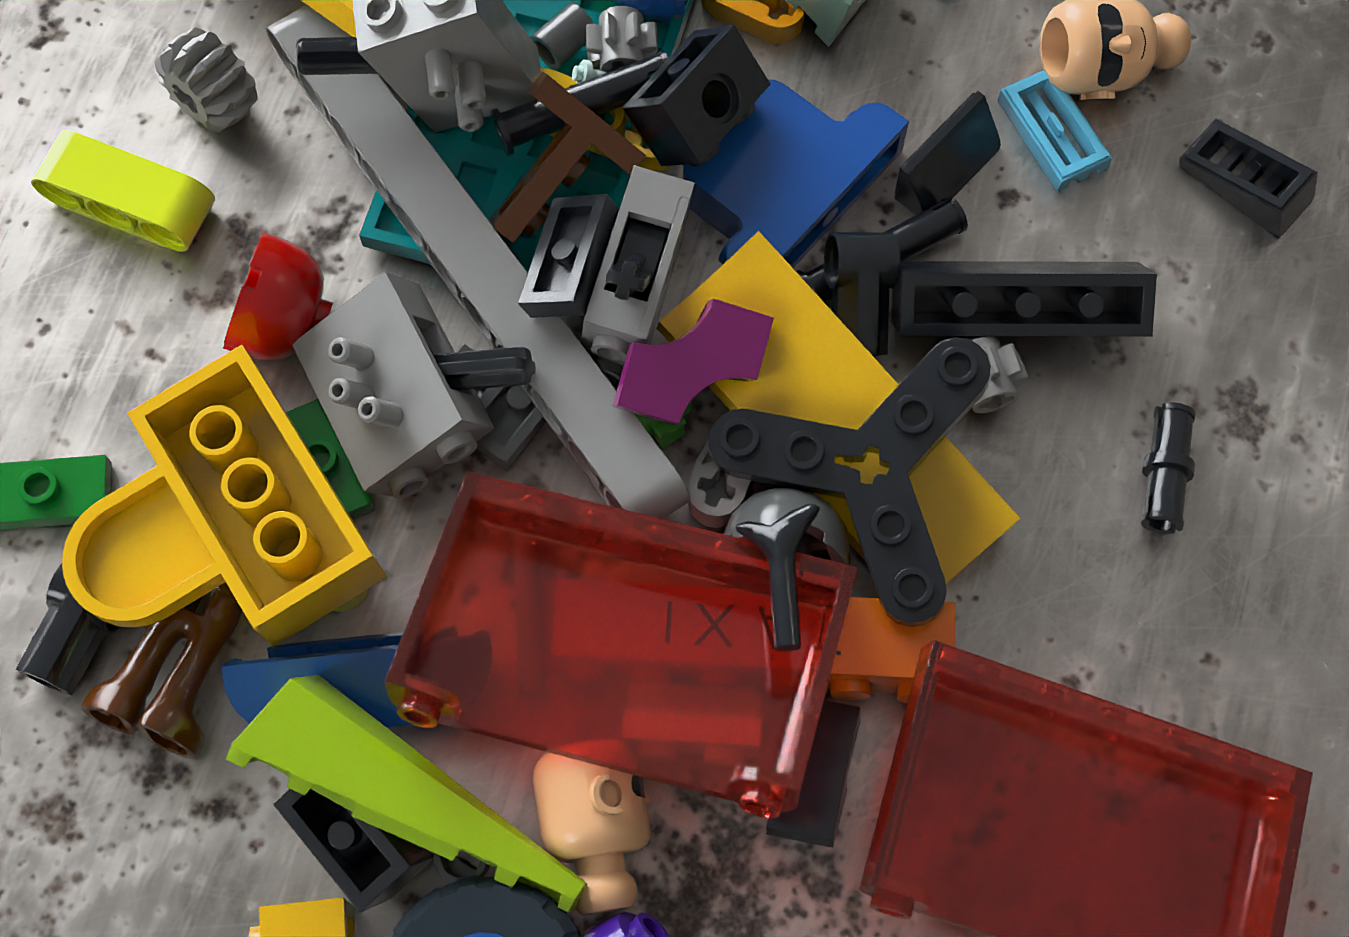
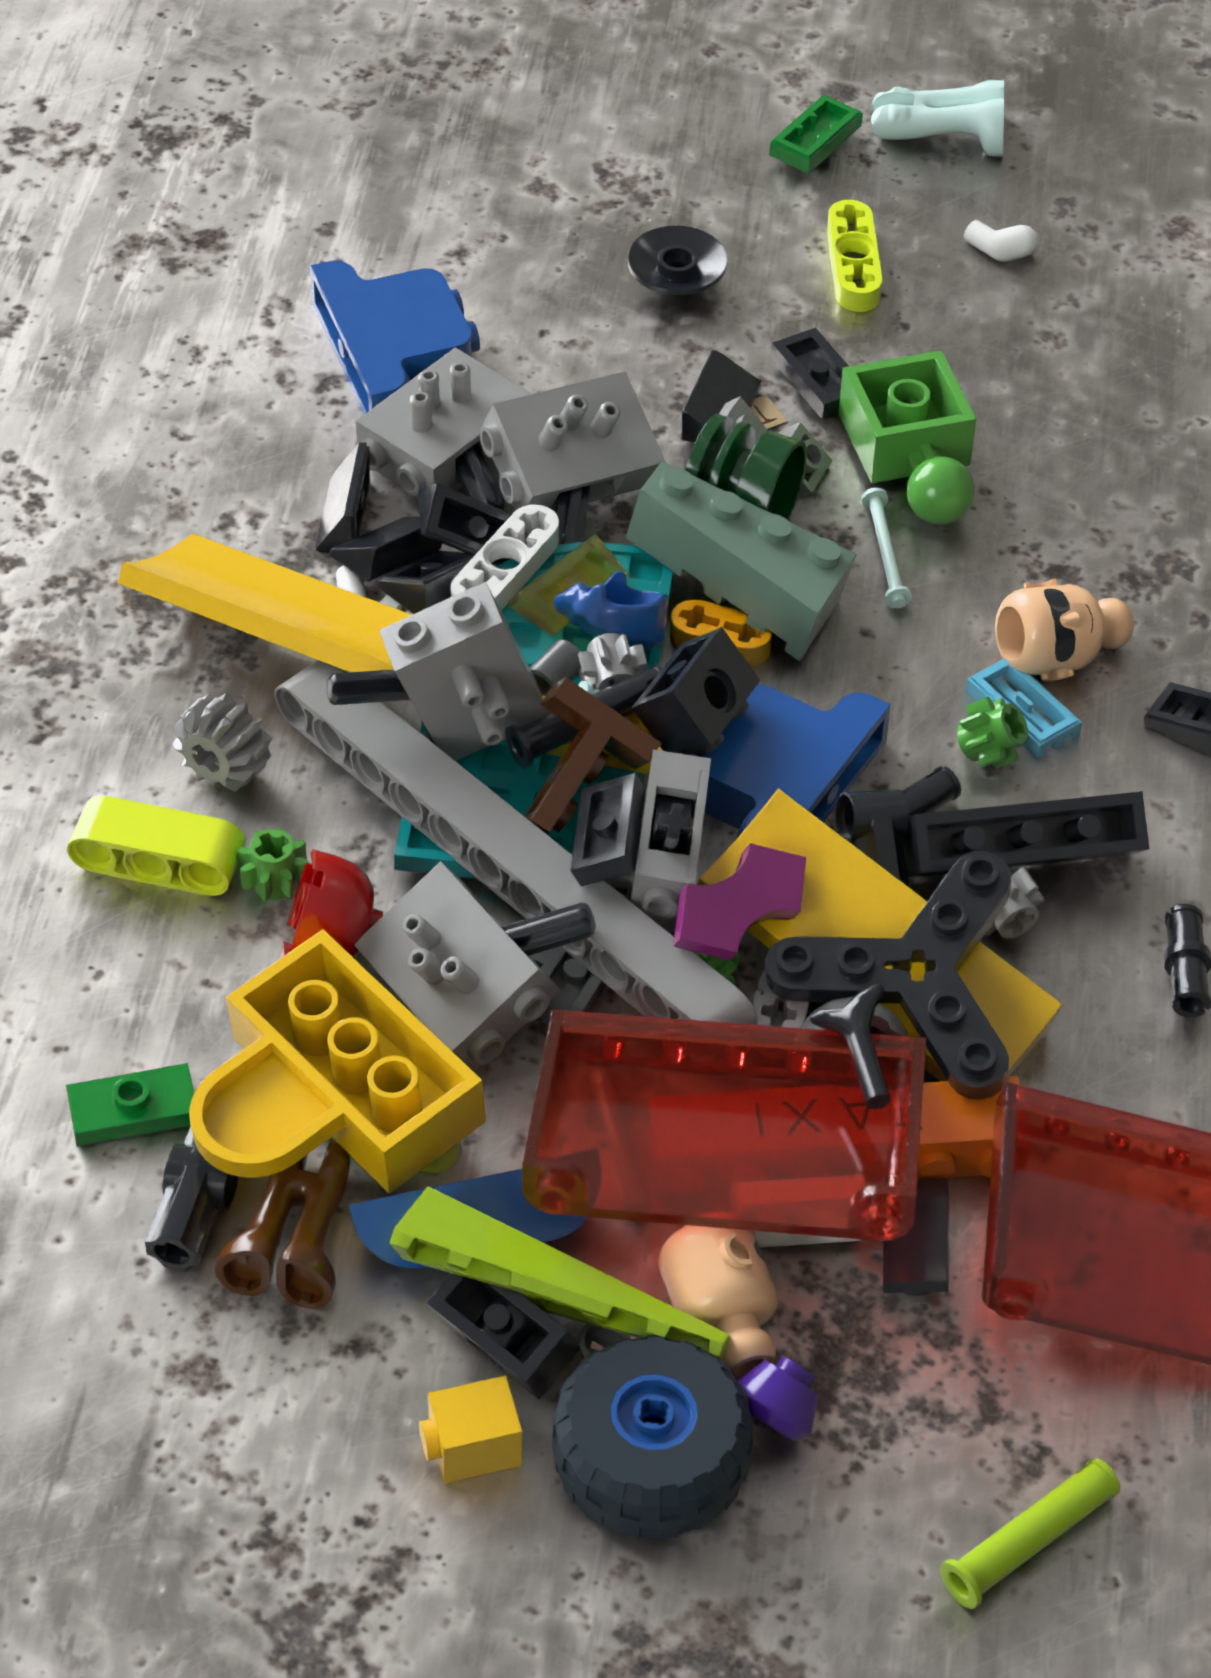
camera: 10 degrees left, 20 degrees down
(225, 216) = (272, 864): none -> bright green gear
(949, 156) = (928, 735): black slope -> none
(1013, 163) = (992, 732): none -> bright green gear

